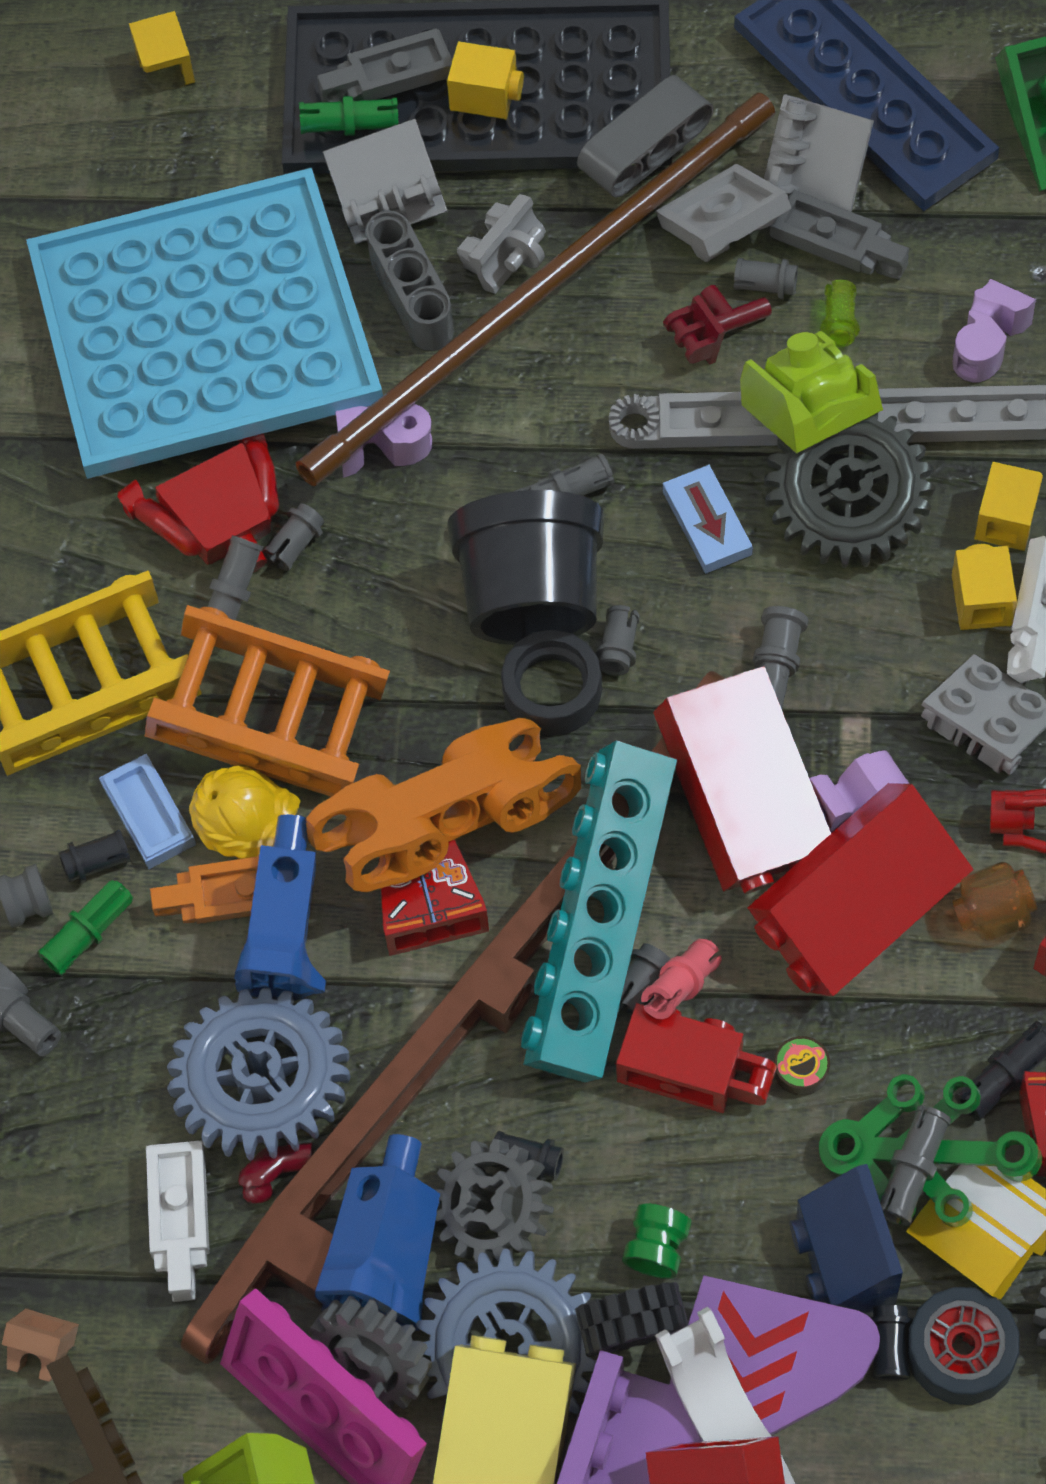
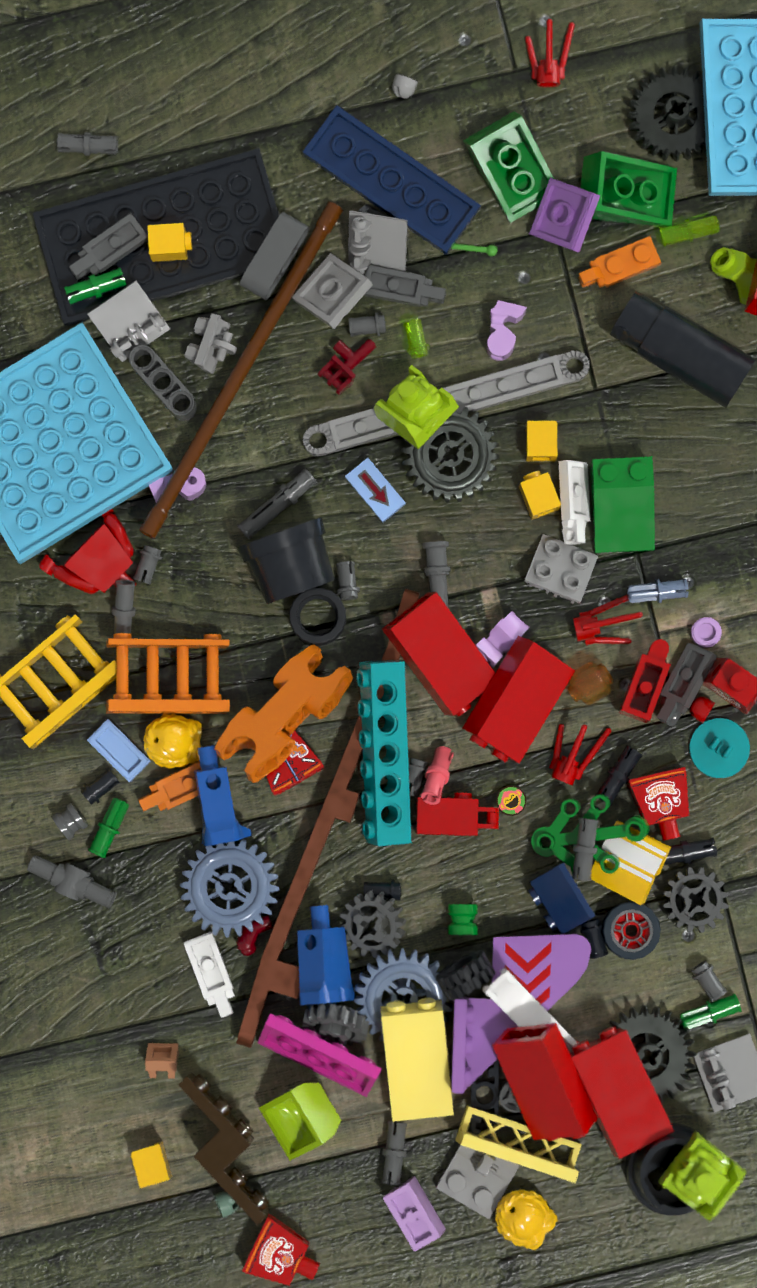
camera: 15 degrees left, 20 degrees up
(915, 1034) = (566, 768): none -> red plant
(998, 222) = (490, 250): none -> bright green hinge

